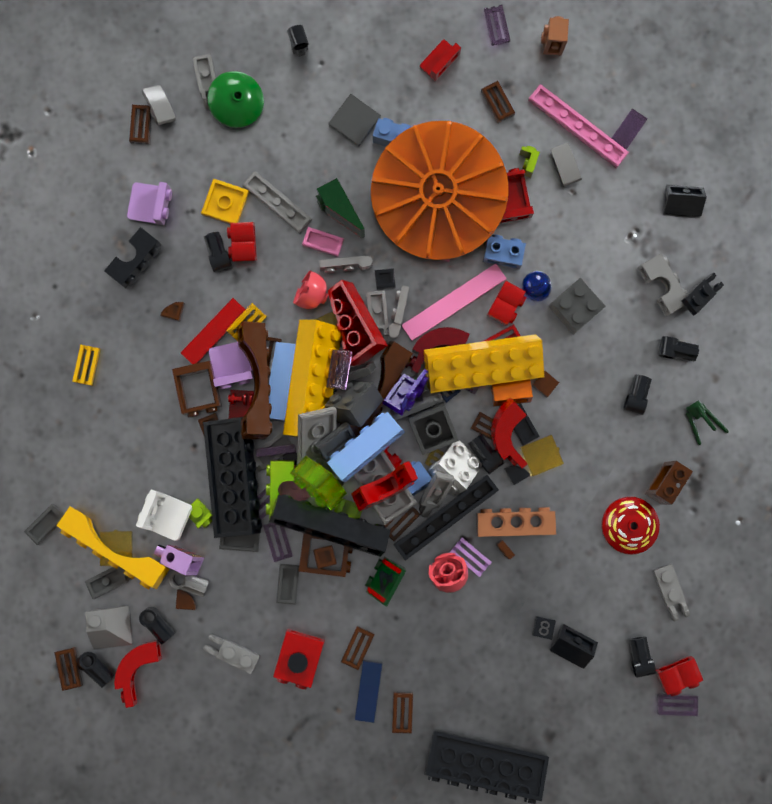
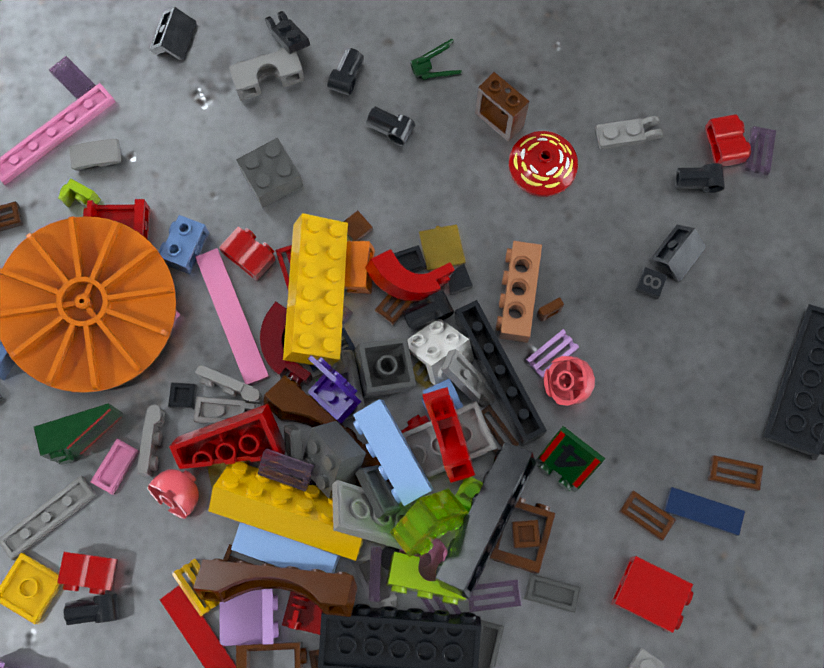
camera: 75 degrees left, 10 degrees down
(297, 662) = (658, 595): black tile -> none
(537, 285) = (234, 213): clear blue hair -> none

